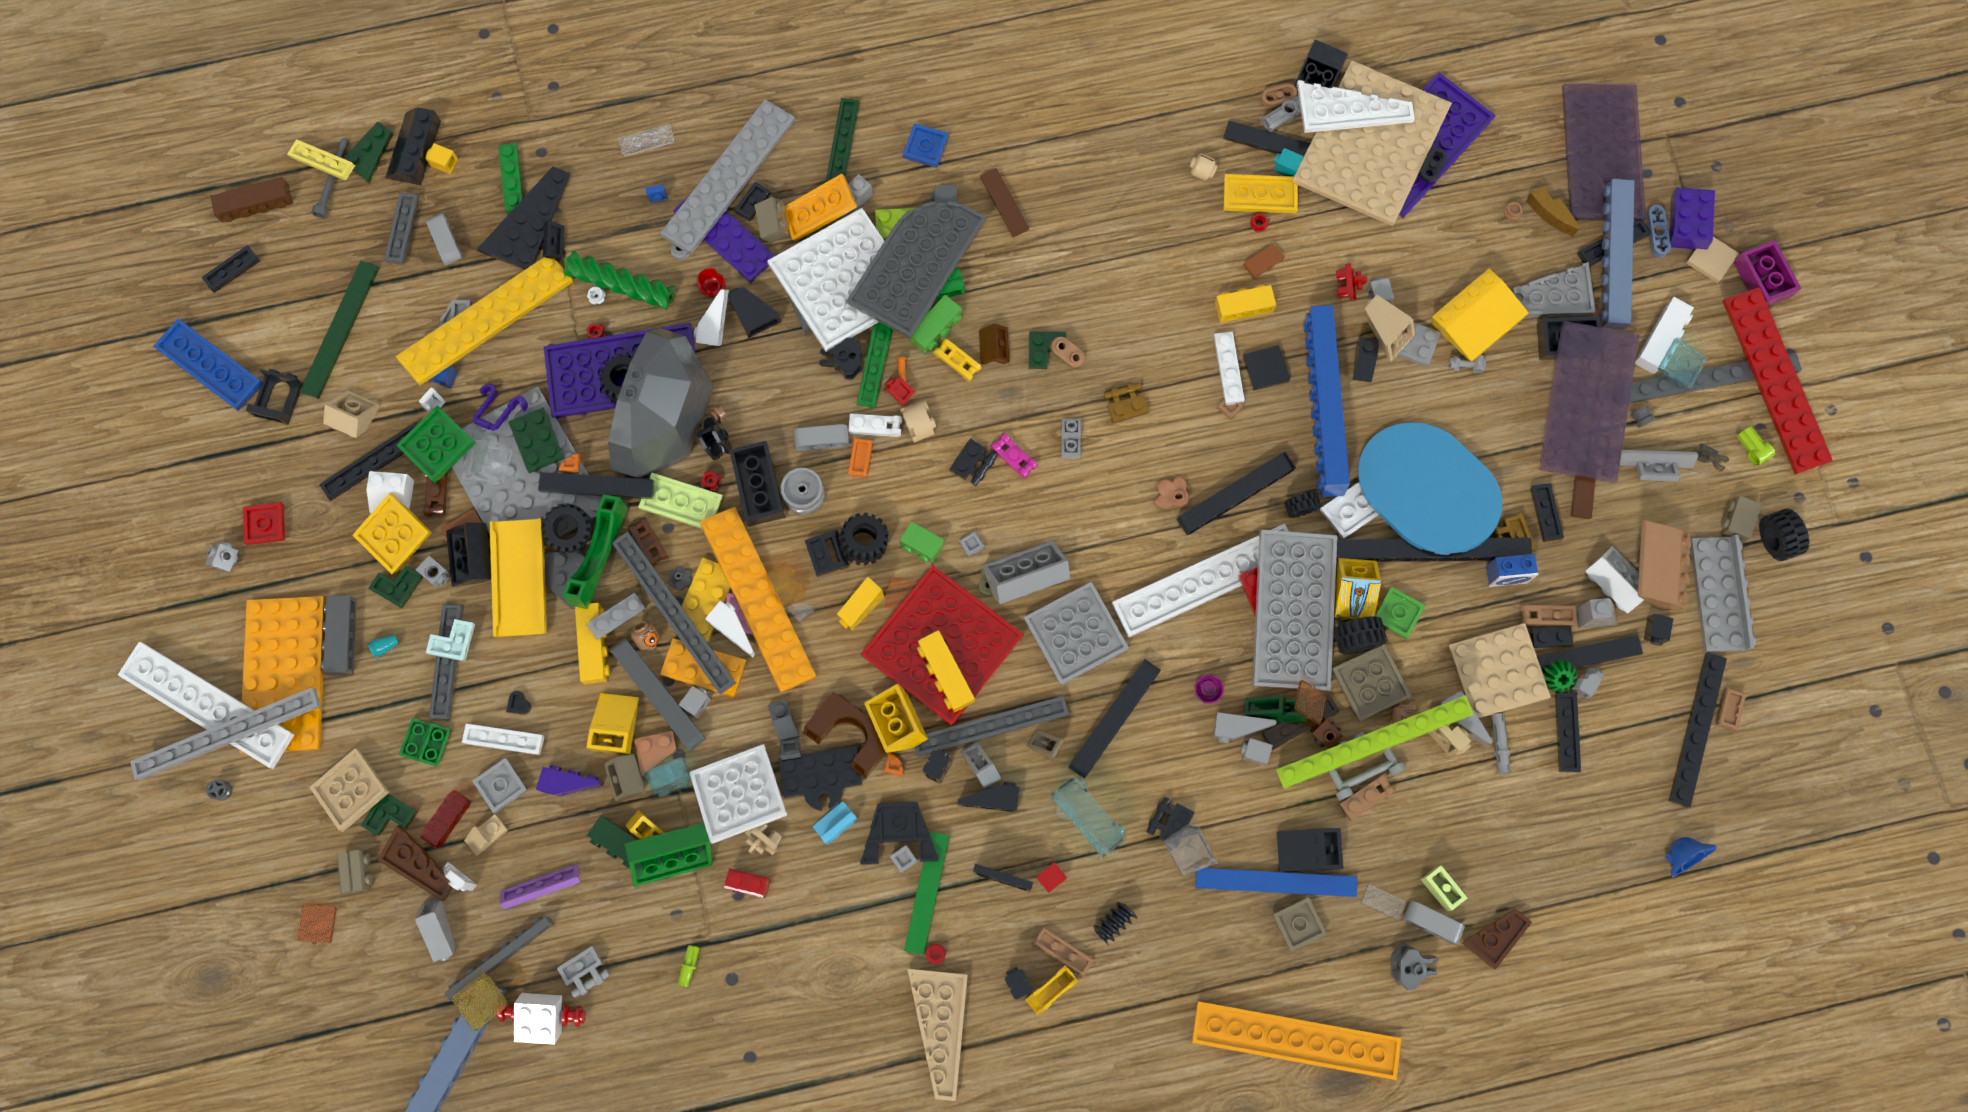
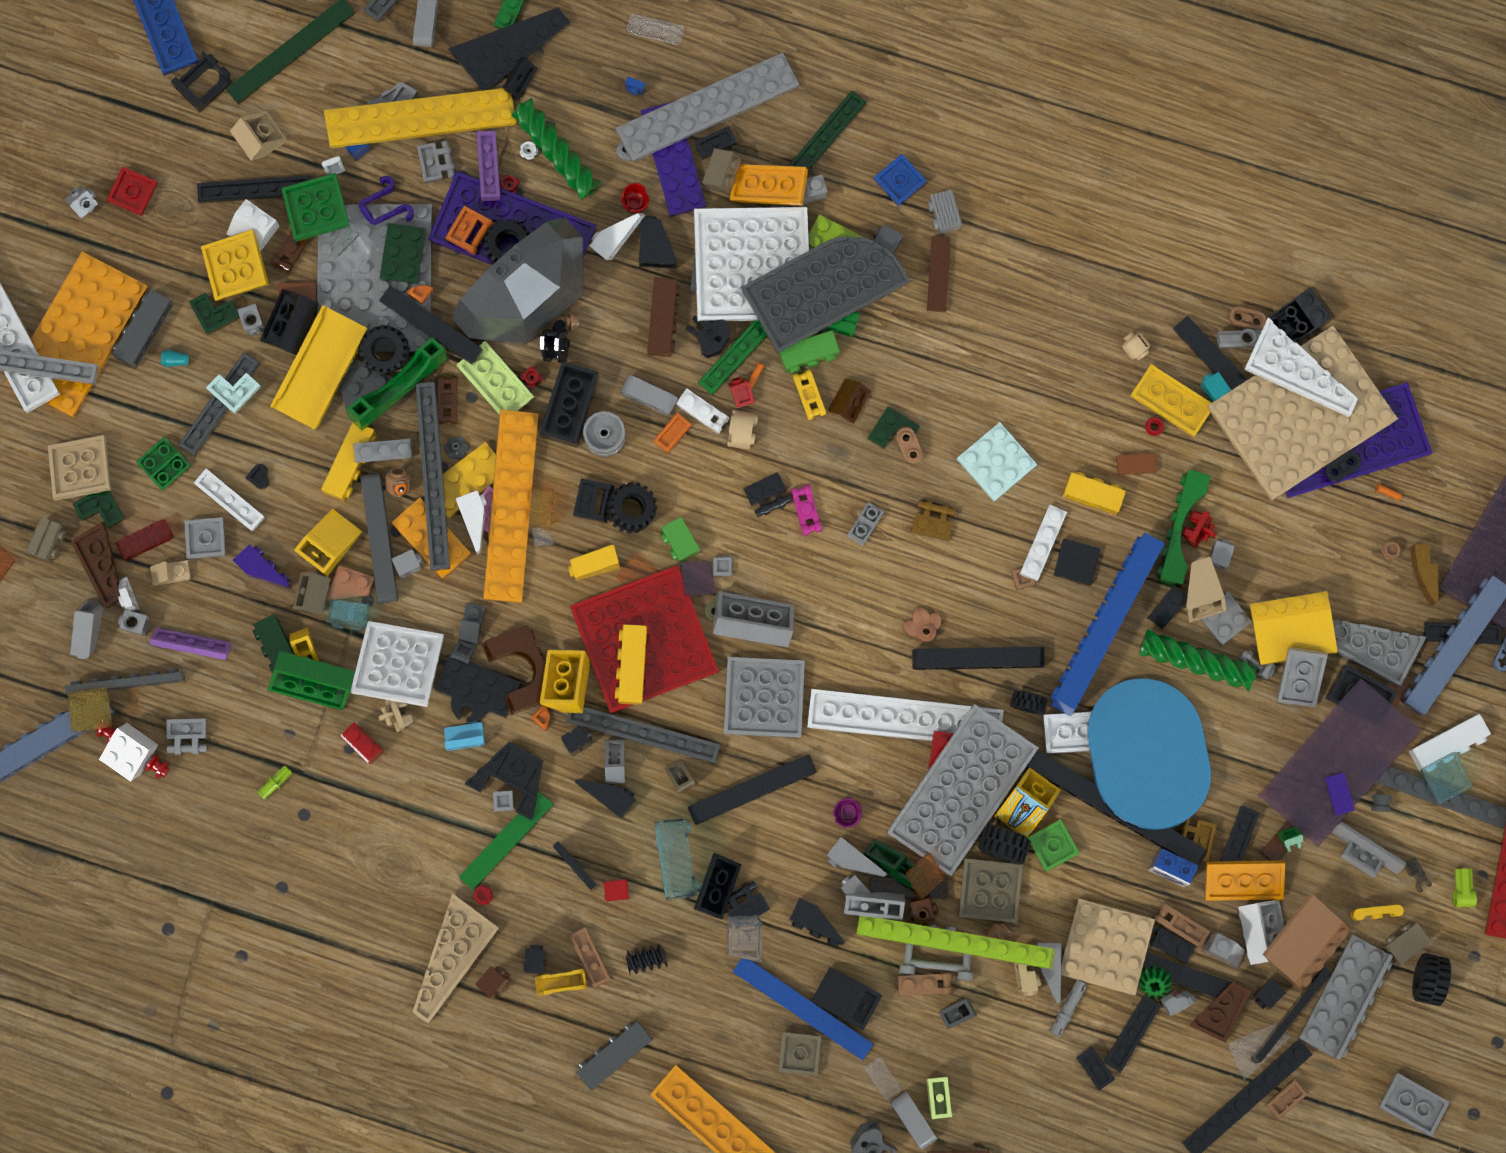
camera: 25 degrees right, 5 degrees up
(486, 898) = (142, 622): none -> light grey brick
(516, 353) = (430, 163): none -> light grey plate
(568, 326) = (488, 166): none -> medium lavender plate
(577, 387) = (463, 228): none -> orange plate
(793, 366) = (662, 317): none -> reddish brown brick
(956, 566) = (697, 578): none -> piece
(978, 149) = (945, 212): none -> light grey brick
(994, 1025) = (493, 981): none -> reddish brown brick
(1137, 820) = (717, 886): none -> black slope
(1138, 1027) = (614, 1055): none -> dark grey brick
(1148, 325) = (996, 462): none -> light aqua plate
(1235, 798) = (811, 918): none -> black slope
(1285, 752) = (876, 905): none -> light grey slope
(1347, 322) = (1174, 566): none -> green arch
(1412, 804) = (958, 1013): none -> dark grey slope
(1420, 387) = (1198, 660): none -> green piece
(1479, 167) = (1387, 491): none -> orange piece
(1512, 351) = (1302, 677): none -> light grey plate
(1557, 781) = (1095, 1068): none -> black plate
(1576, 546) = (1244, 880): none -> light orange plate
(1590, 487) = (1290, 837): none -> green tile
(1608, 426) = (1339, 793): none -> dark purple tile
(1631, 668) = (1222, 1012): none -> reddish brown wing
(1677, 680) = (1246, 1046): none -> clear wing
(1689, 639) = (1290, 1016): none -> black tile
(1699, 508) = (1376, 912): none -> yellow plate
(1836, 649) = (1413, 1104): none -> light grey plate

